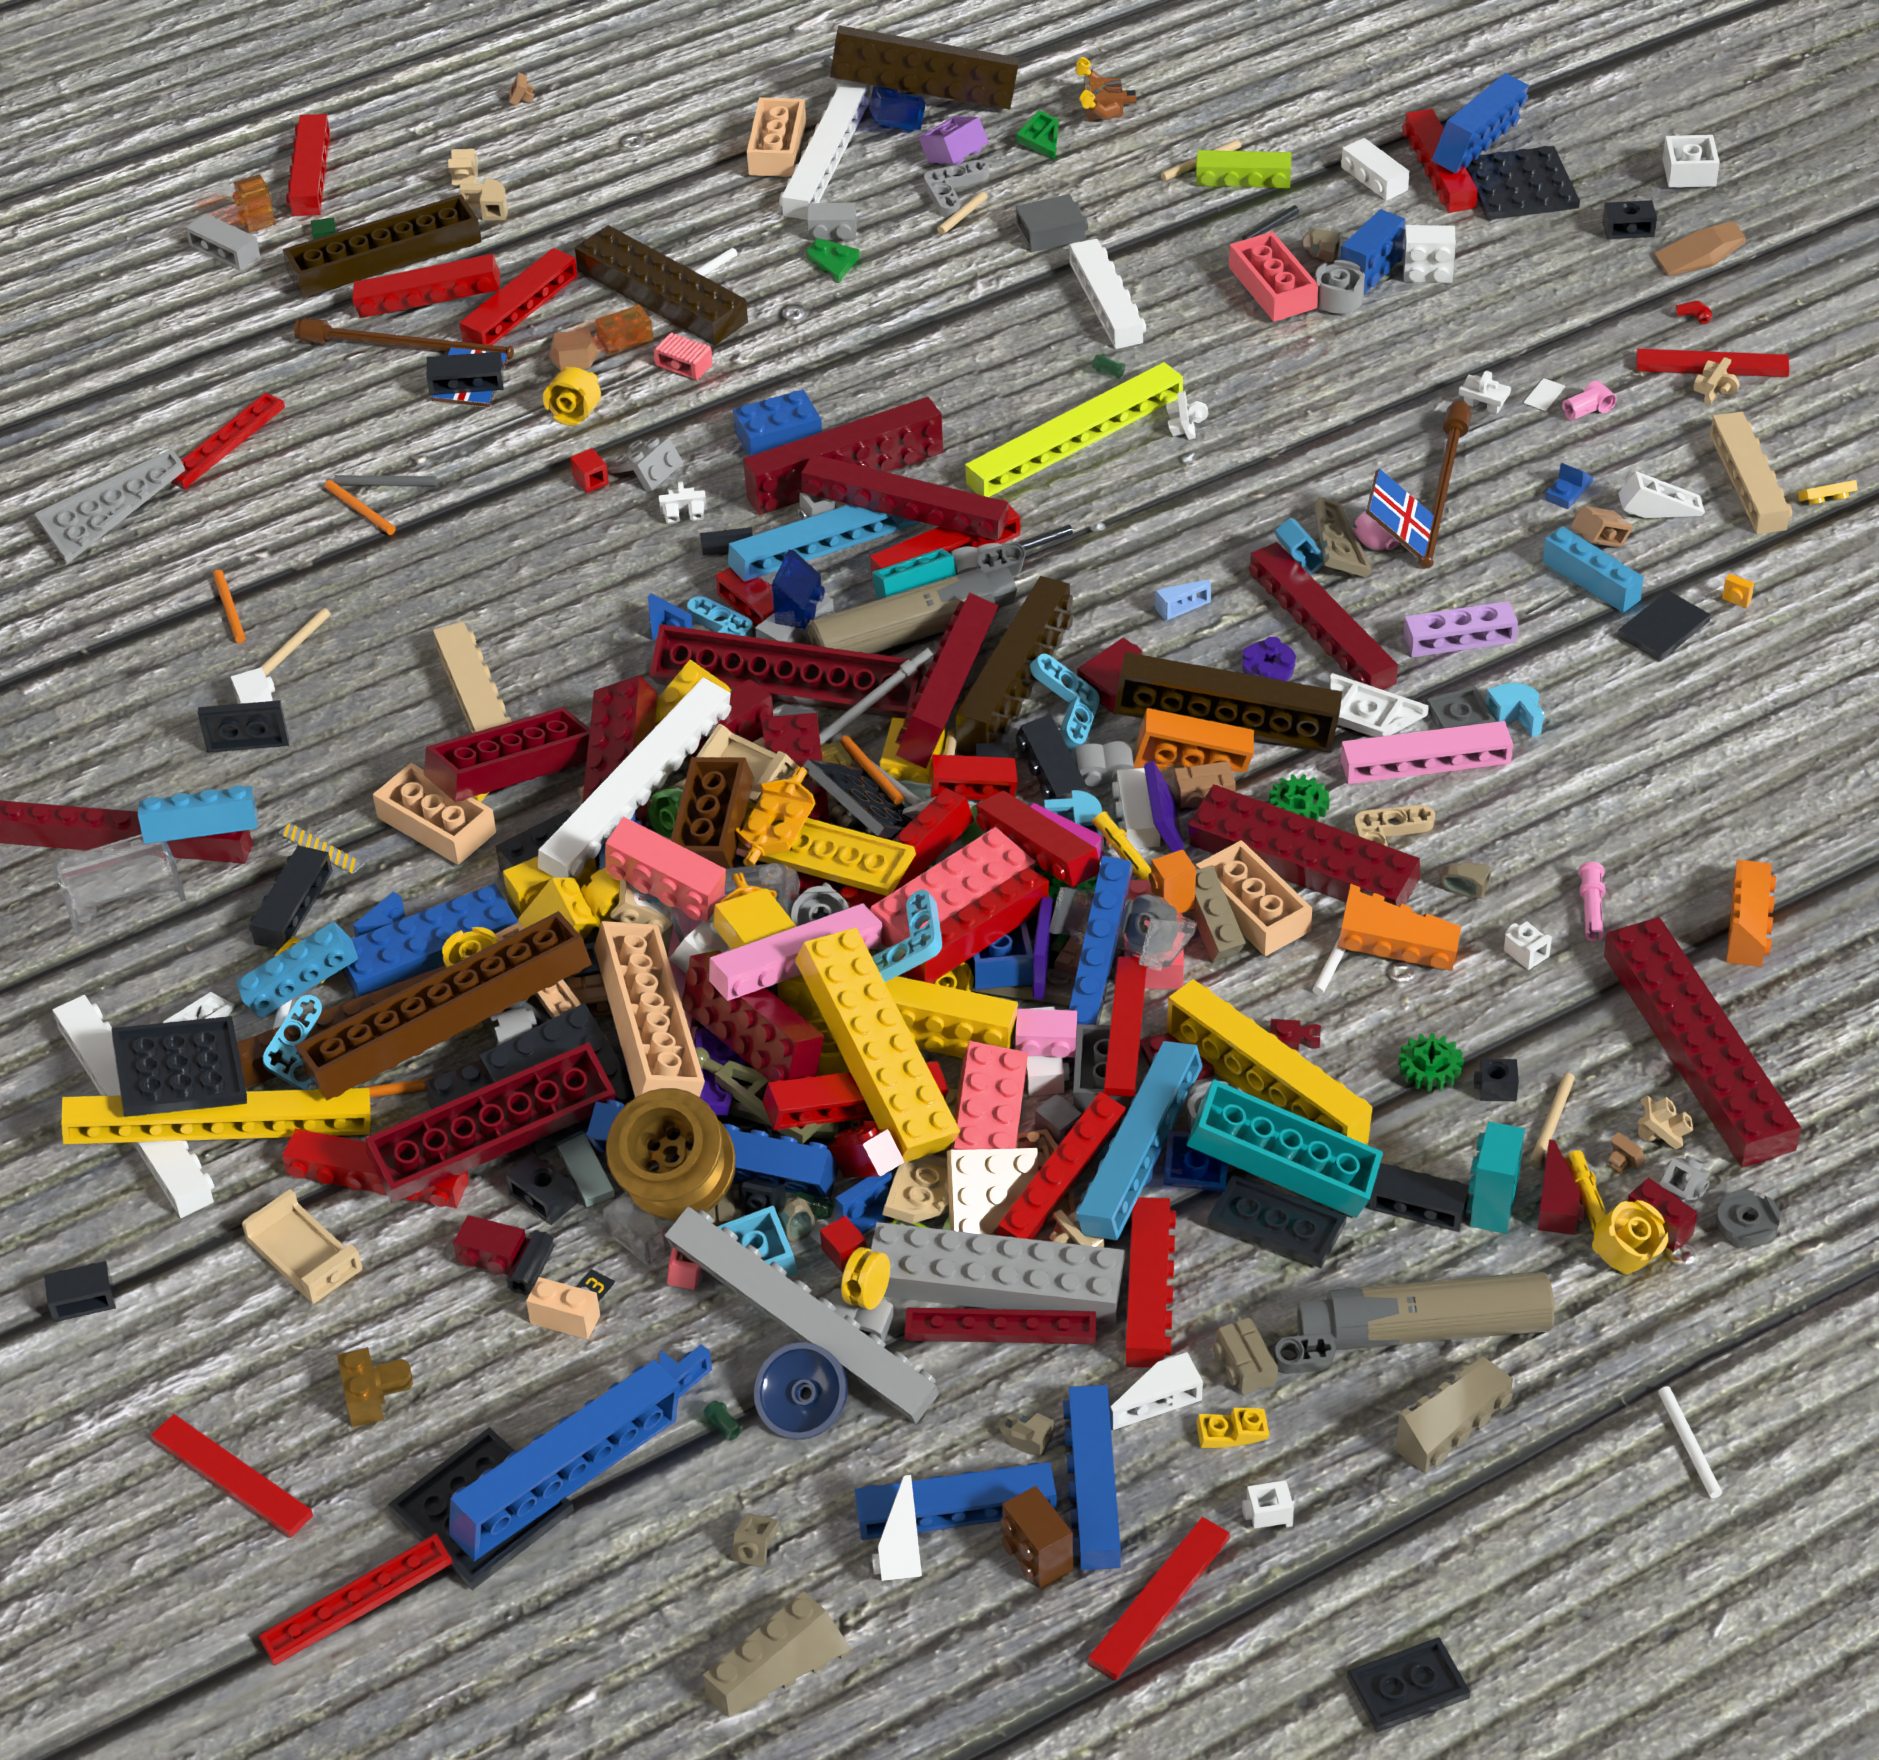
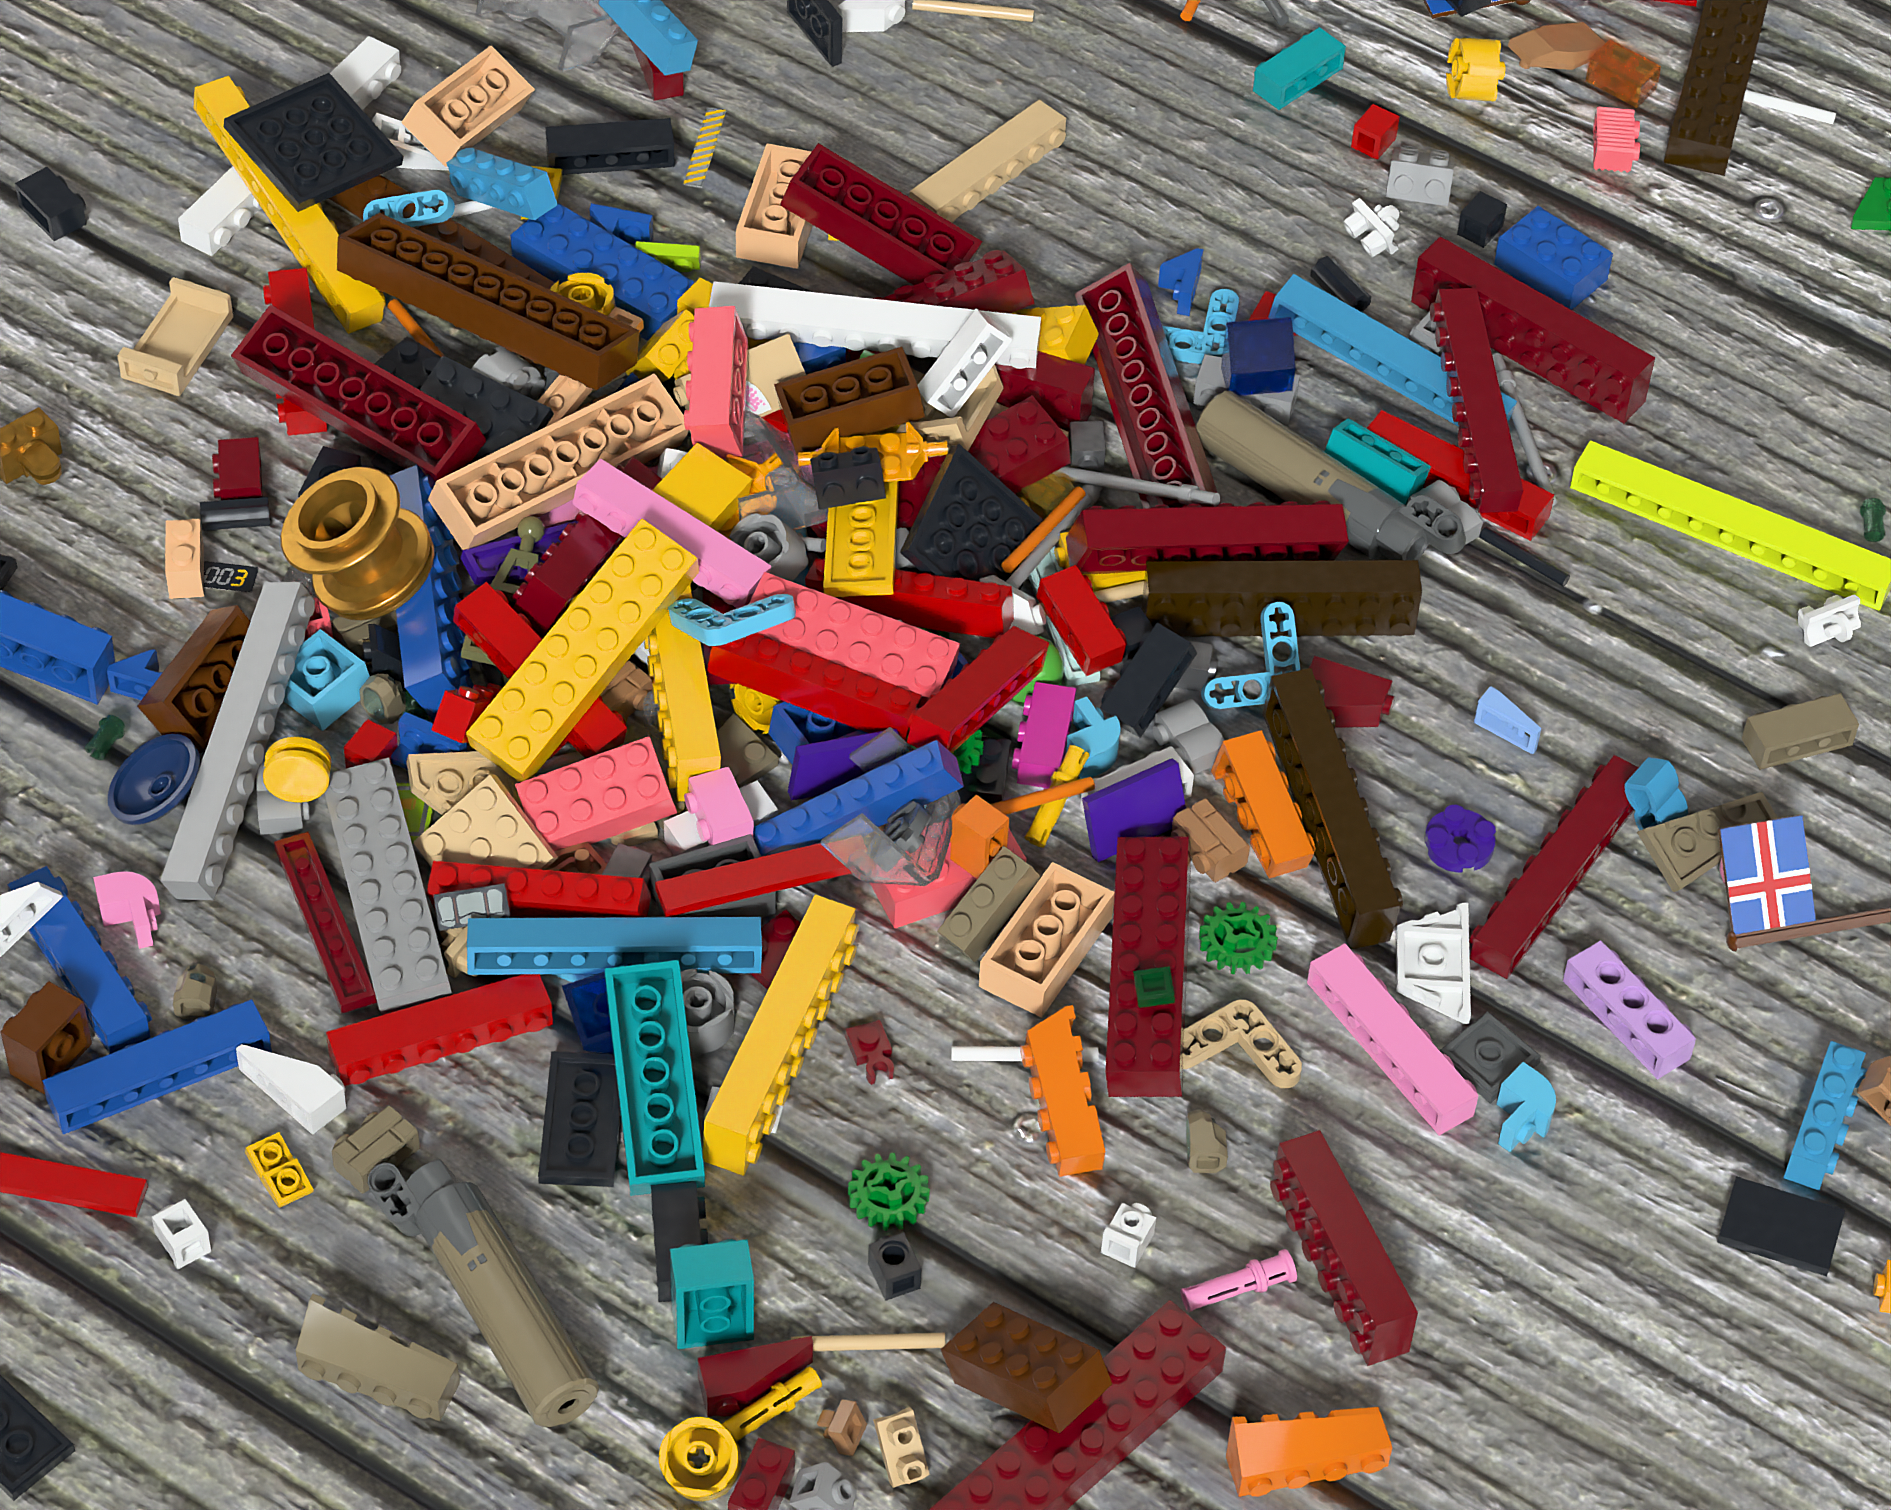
camera: 60 degrees right, 5 degrees up
(191, 965) = (468, 105): none -> light nougat brick
(442, 893) = (677, 256): none -> lime plate
(495, 487) = (1299, 68): none -> teal brick
(713, 447) = (1482, 219): none -> black brick
(717, 725) = (964, 363): none -> white brick
(717, 1319) = (196, 680): none -> reddish brown brick
(793, 835) = (847, 477): none -> black bracket
(912, 1444) = (128, 898): none -> bright pink brick
(1060, 1211) = (480, 902): none -> tile
(1133, 856) = (1045, 796): none -> orange bar
(1269, 465) = (1800, 731): none -> dark tan brick
(1344, 843) = (1154, 987): none -> dark green tile
(1599, 831) = (1343, 1248): none -> dark red brick
(1635, 1023) = (1026, 1367): none -> reddish brown brick

